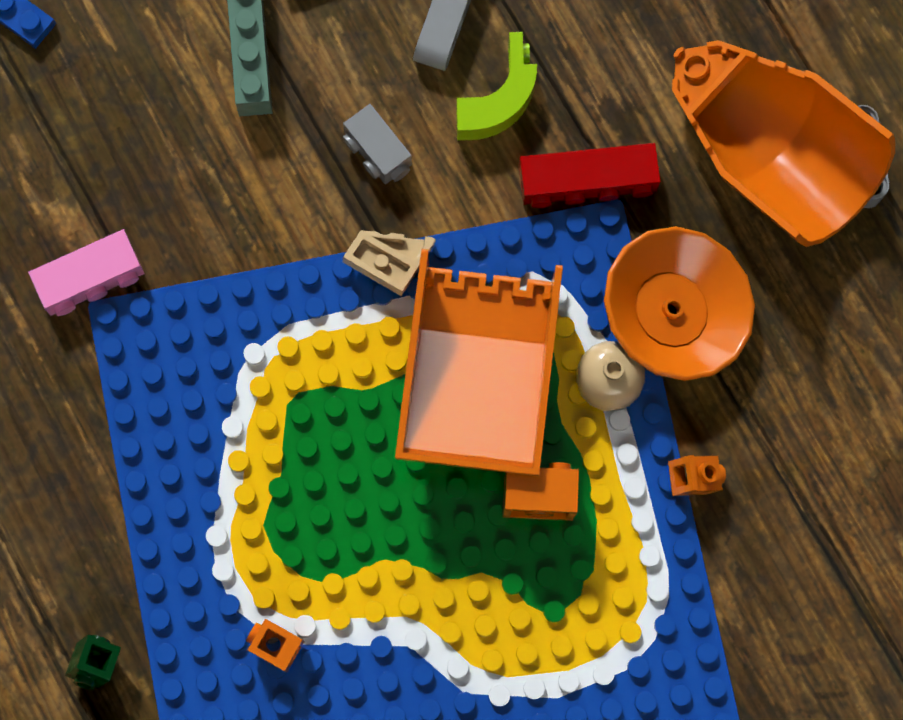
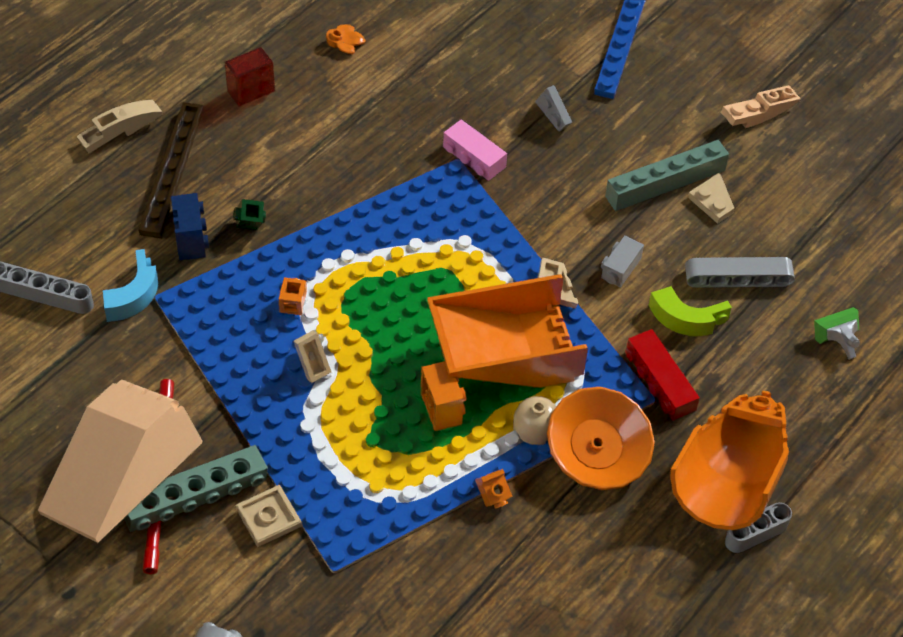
camera: 70 degrees right, 25 degrees down
(54, 122) = (554, 108): none -> light grey wing
(397, 654) = (312, 355): none -> tan piece

